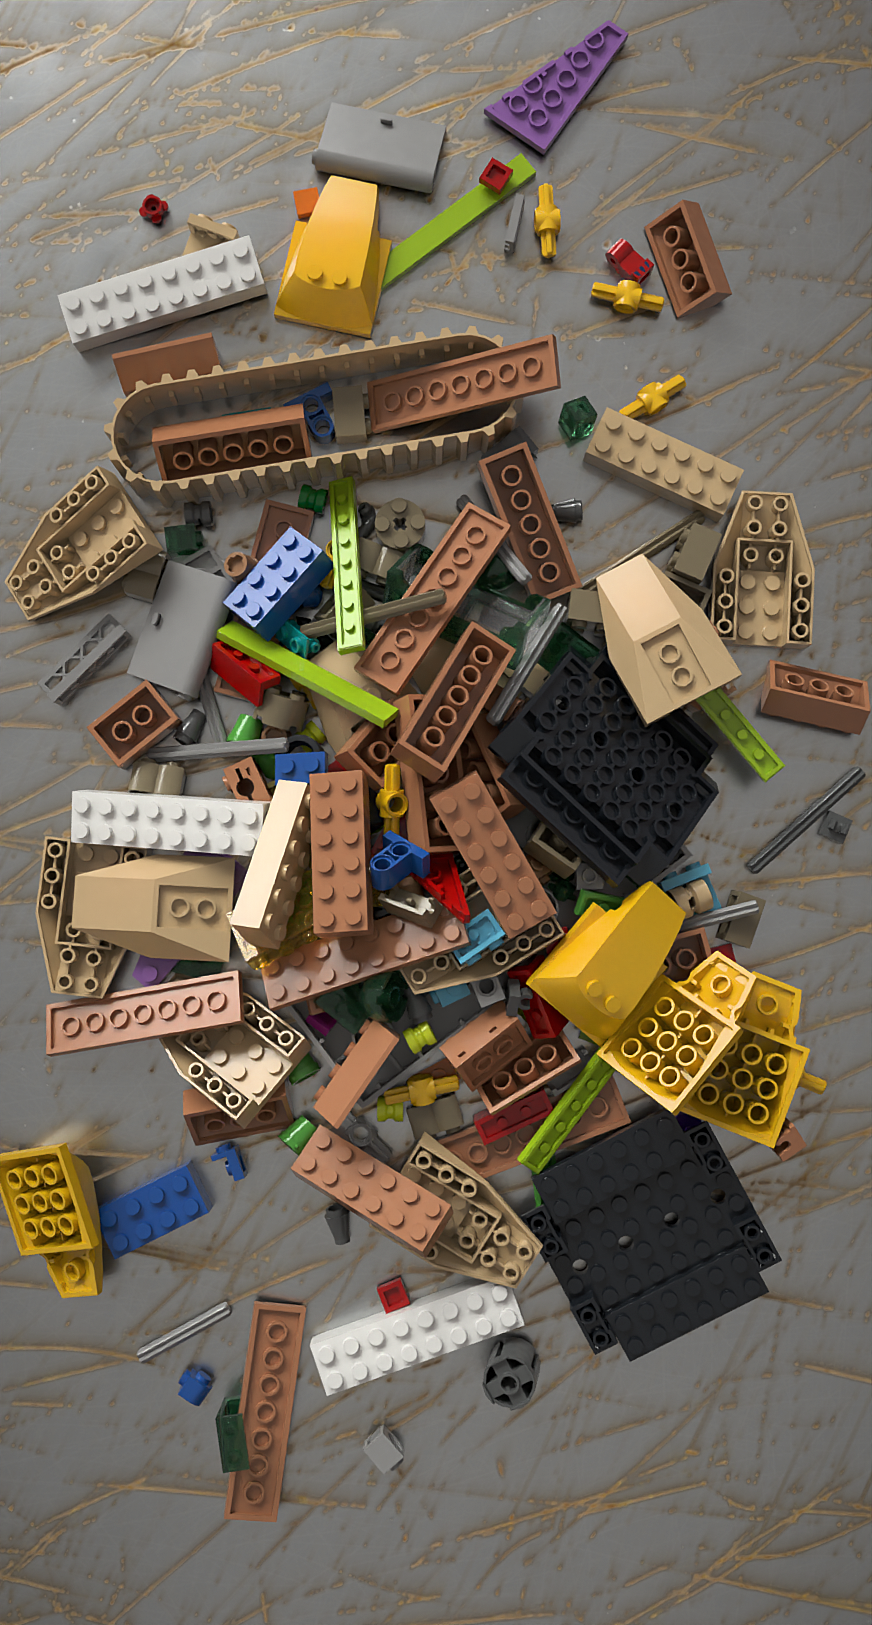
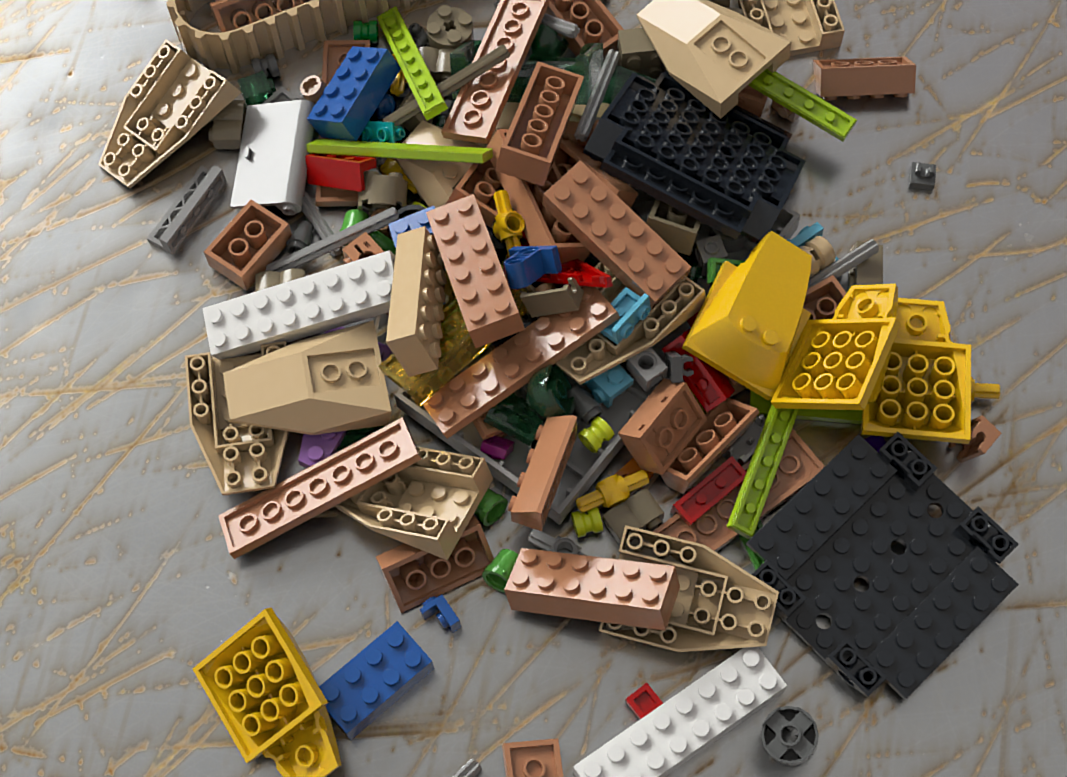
camera: 10 degrees left, 20 degrees down
(338, 1222) = (567, 645): dark grey cone -> none
(803, 822) = (893, 176): dark grey axle -> none

